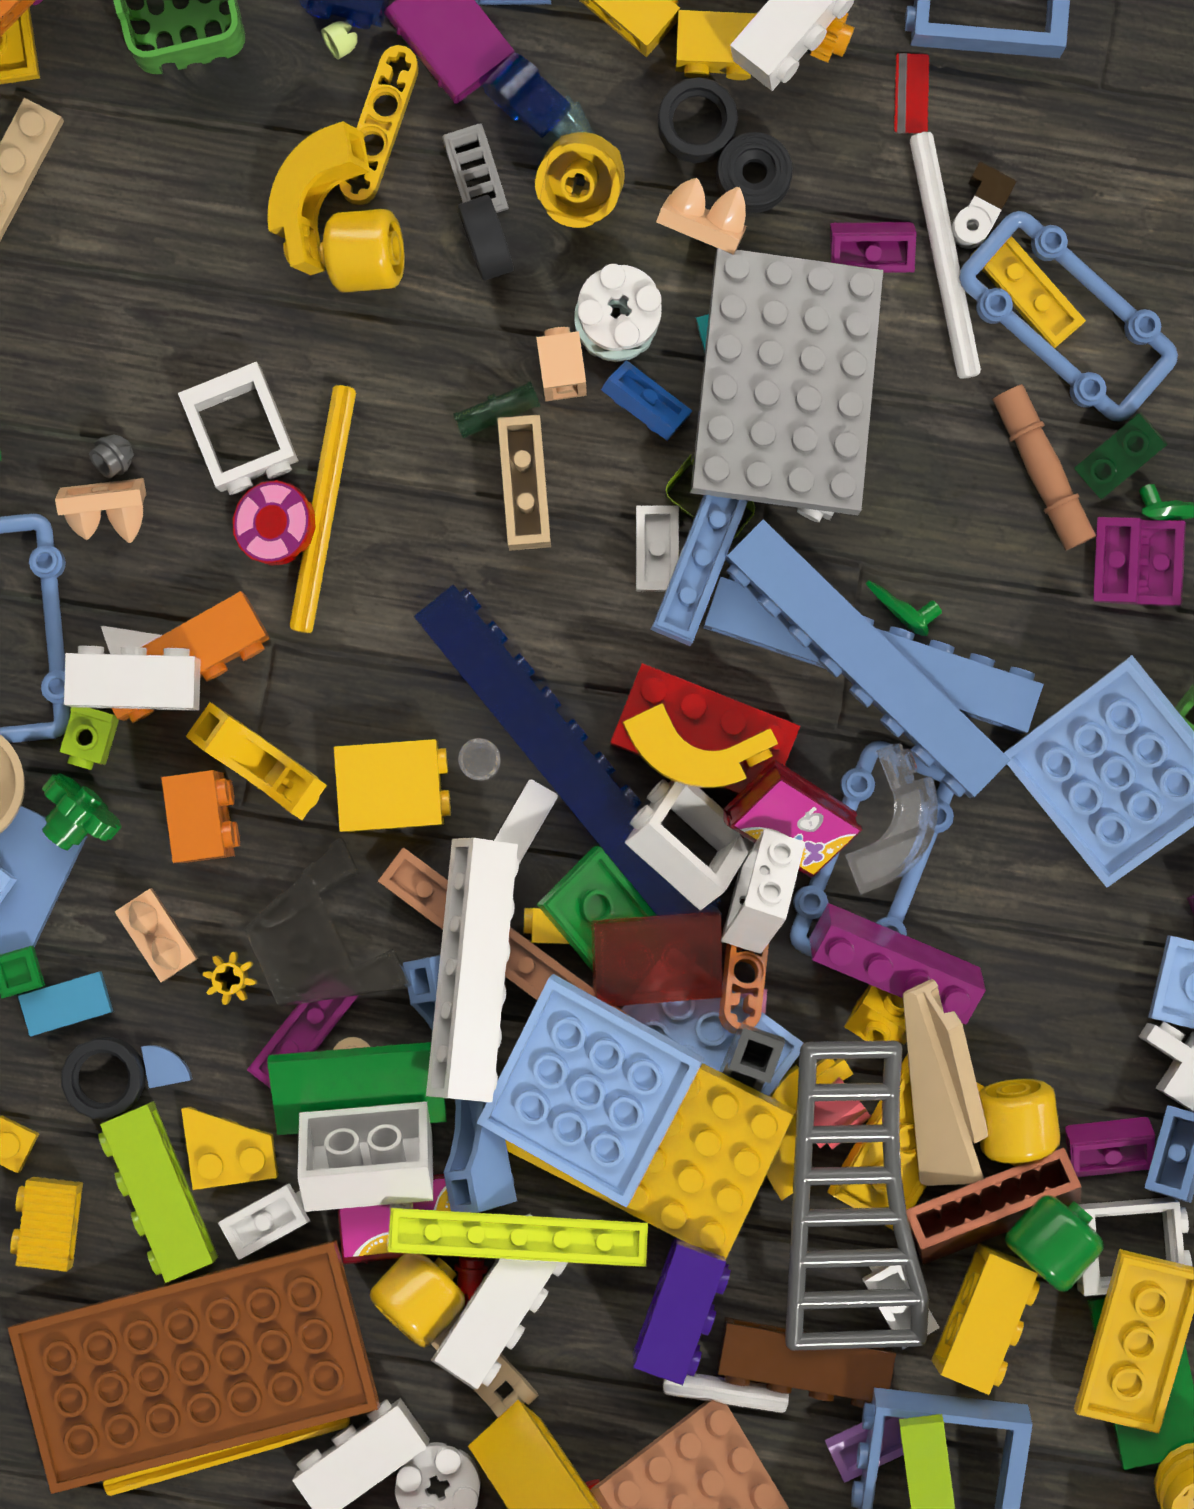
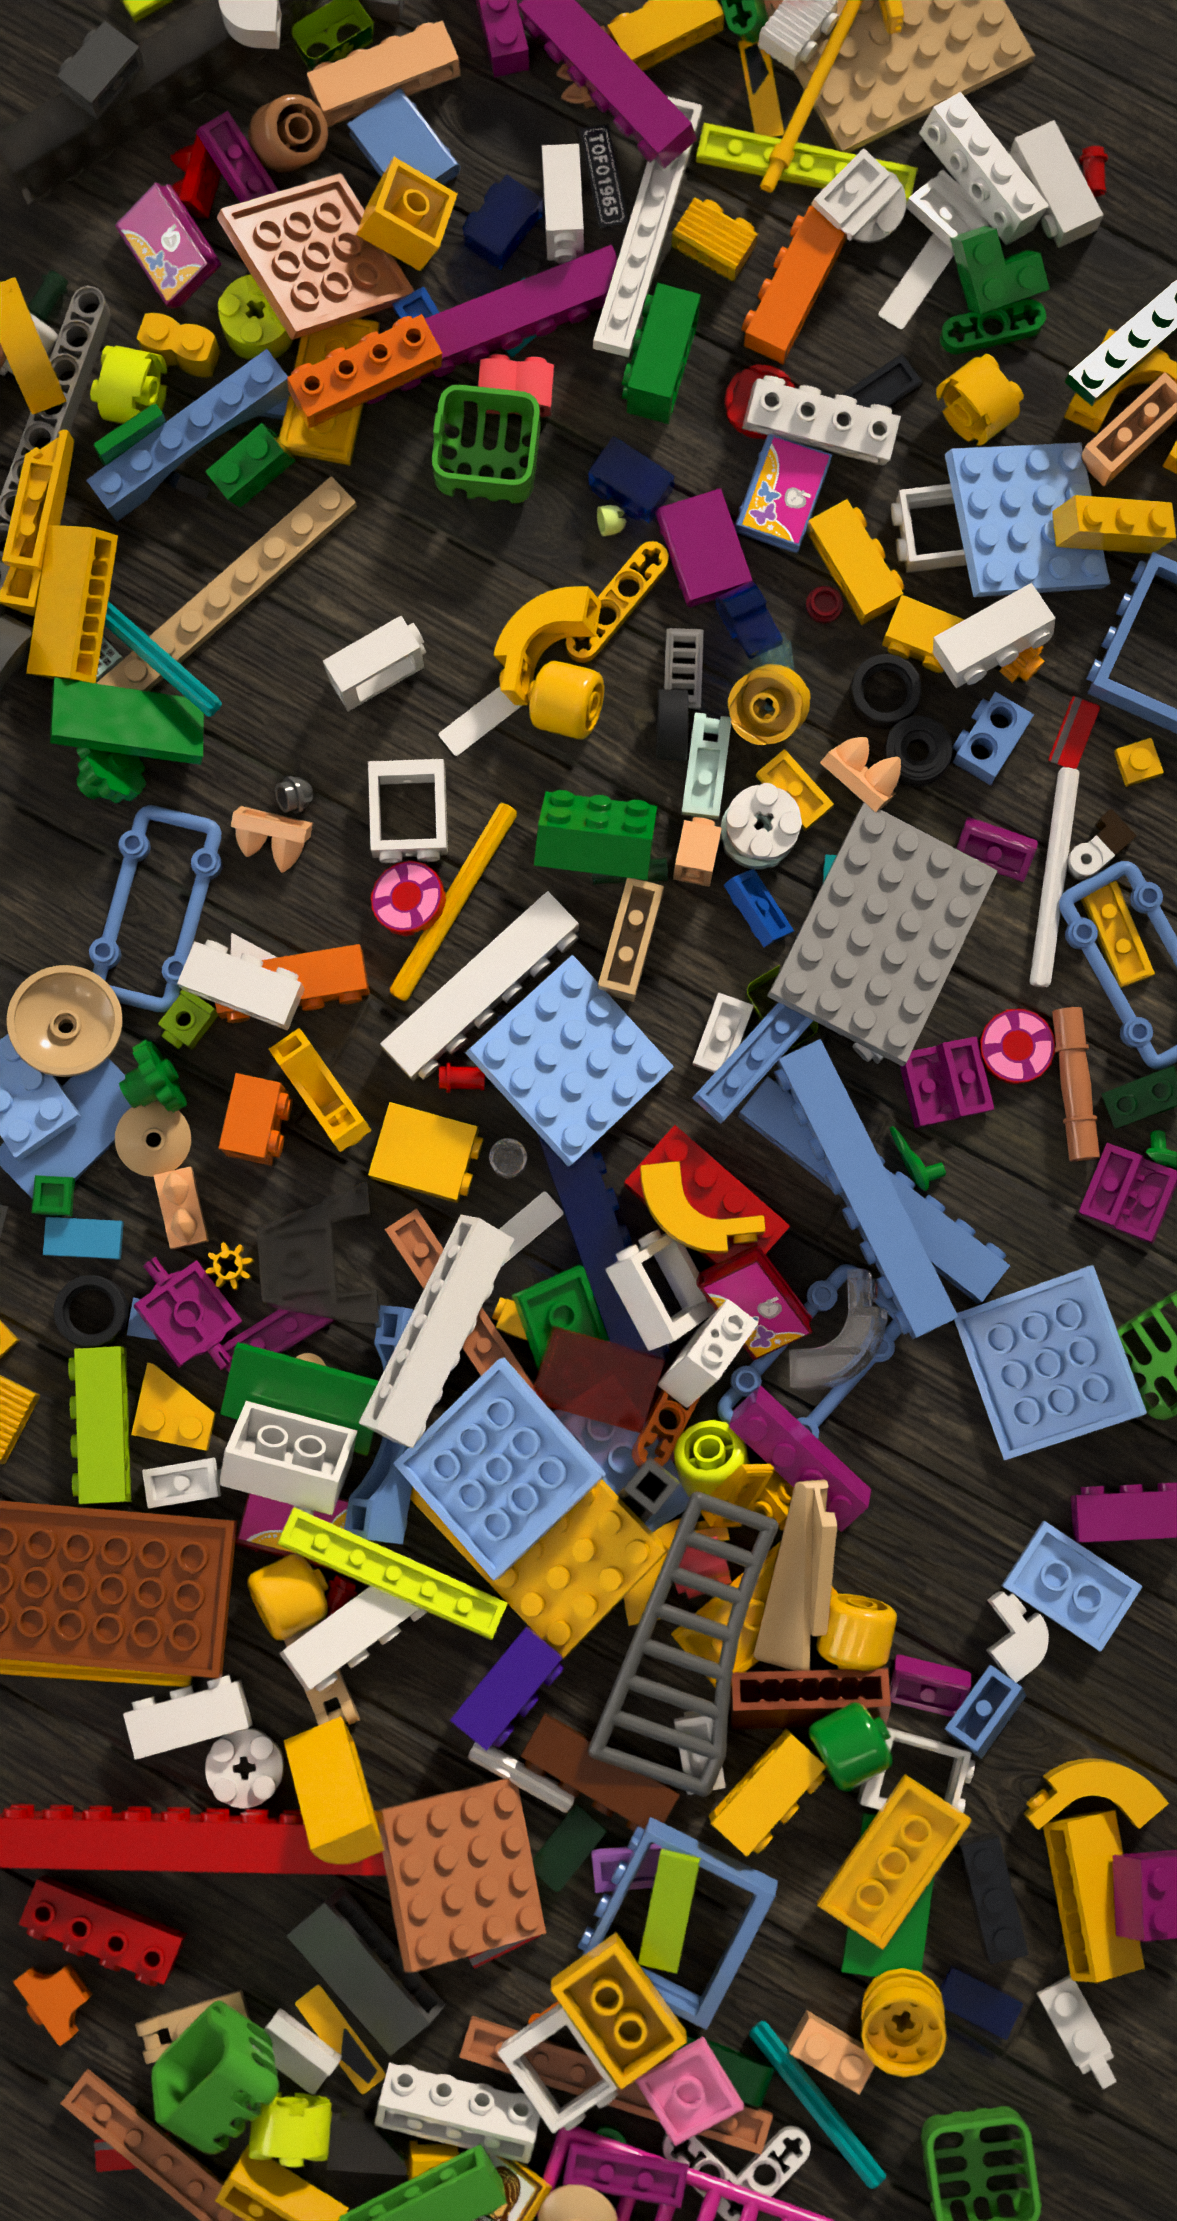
camera: 20 degrees right, 5 degrees down
(78, 865) = (132, 1134): none -> tan dish
(146, 283) = (375, 662): none -> white window
(204, 1043) = (187, 1313): none -> magenta plate
(277, 307) = (477, 721): none -> white sticker
(385, 588) = (480, 987): none -> white brick
(399, 692) = (460, 1078): none -> red pin
(447, 385) = (595, 835): none -> green brick
(507, 635) = (569, 1060): none -> light blue plate
(537, 269) = (706, 767): none -> light aqua plate
(599, 49) = (824, 604): none -> dark red plate
(628, 248) = (789, 776): none -> yellow plate
(799, 1447) = (567, 1848): none -> clear green slope
(807, 1000) = (708, 1456): none -> neon yellow head
(835, 131) = (996, 740): none -> medium blue brick
(847, 1020) = (740, 1489): none -> yellow slope
(908, 514) = (946, 1082): none -> magenta slope
(968, 449) = (1017, 1046): none -> tile
(990, 100) = (1138, 762): none -> yellow plate

